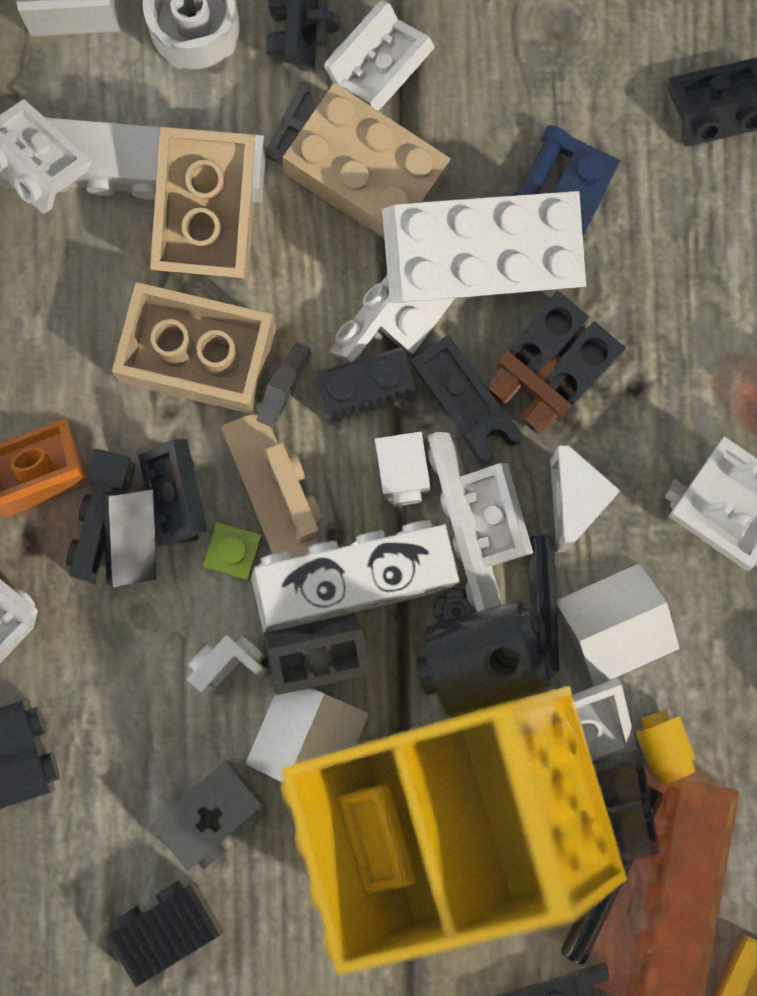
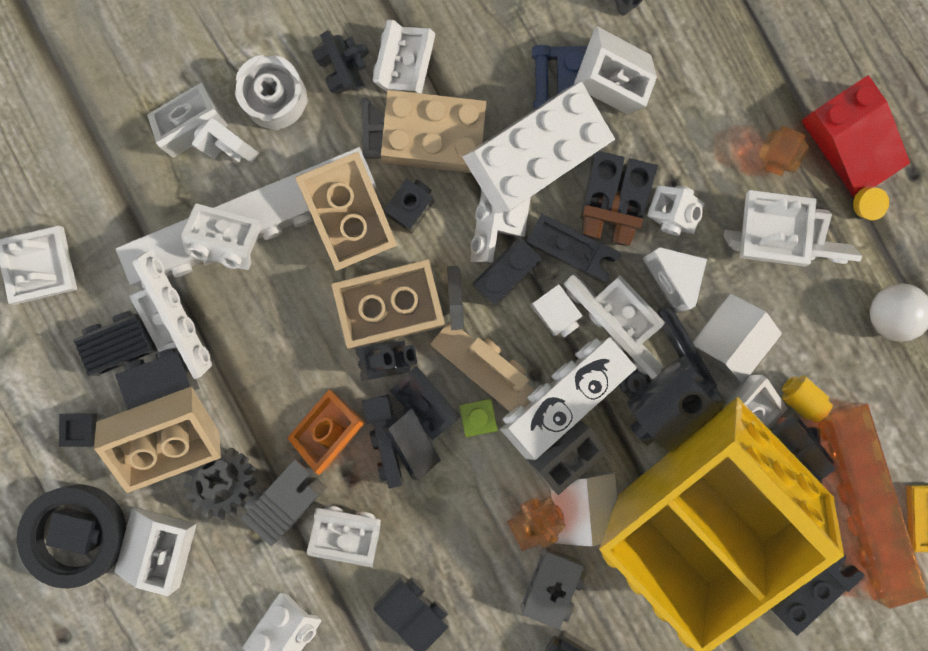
camera: 30 degrees left, 5 degrees up
(93, 38) = (213, 138): none -> white bracket
(152, 413) = (385, 359): none -> black hips
(216, 663) = (509, 494): white bracket -> none
(233, 721) = (537, 523): none -> clear orange brick
(289, 240) = (409, 204): none -> black brick
(377, 838) = (671, 554): yellow tile -> none
(627, 423) = (676, 209): none -> white brick
(635, 207) = (617, 72): none -> white slope

